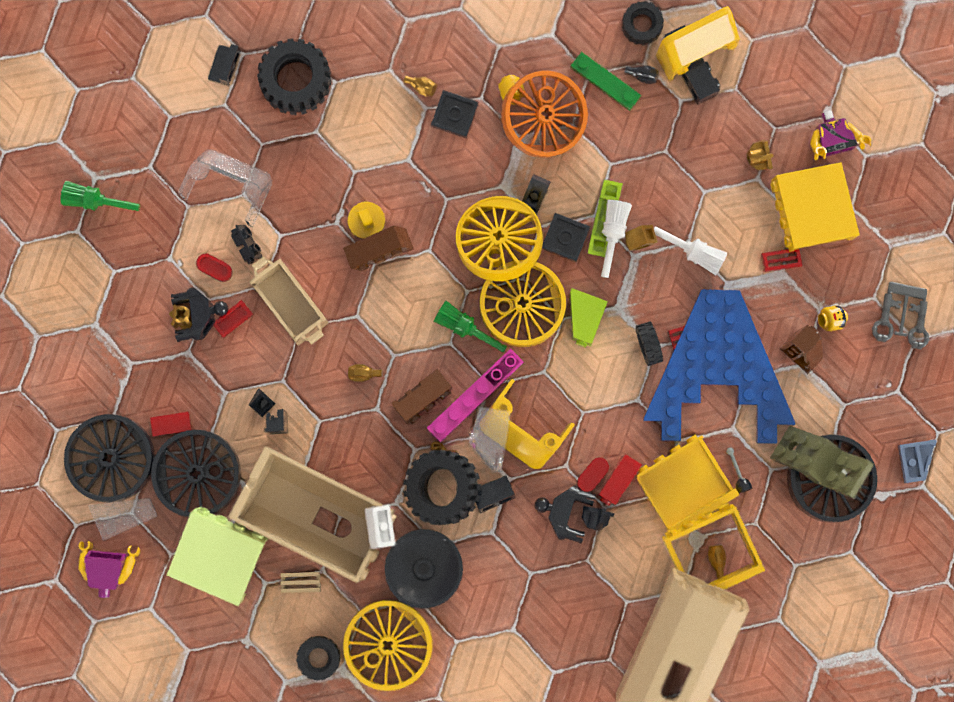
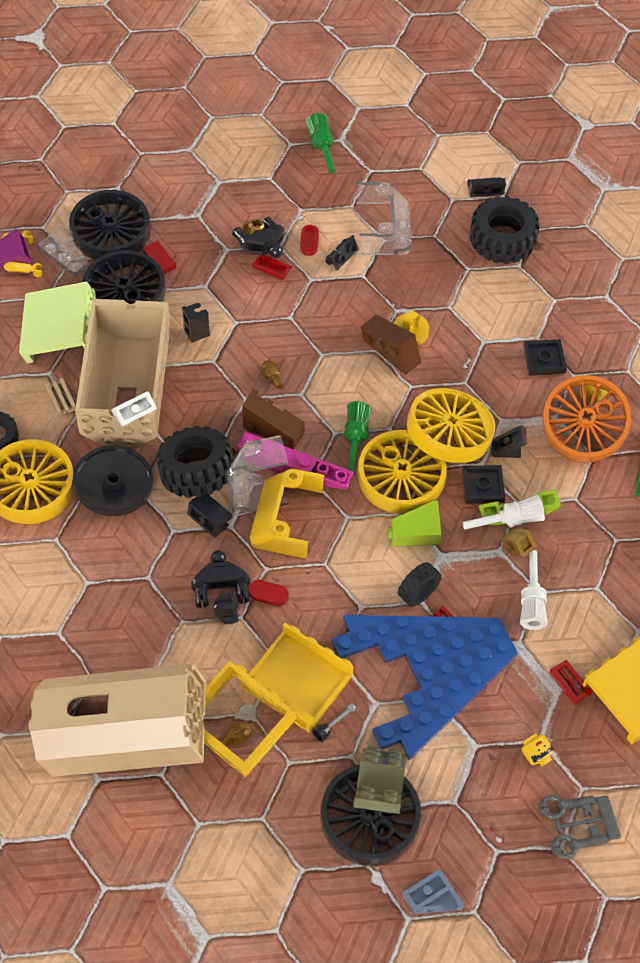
camera: 70 degrees right, 25 degrees down
(261, 403) = (213, 310): black slope -> none
(288, 301) = (308, 294): tan container -> none
(422, 85) = (555, 324): pearl gold piece -> none
(619, 480) = (273, 611): red slope -> none
(804, 348) = (491, 725): reddish brown wedge -> none

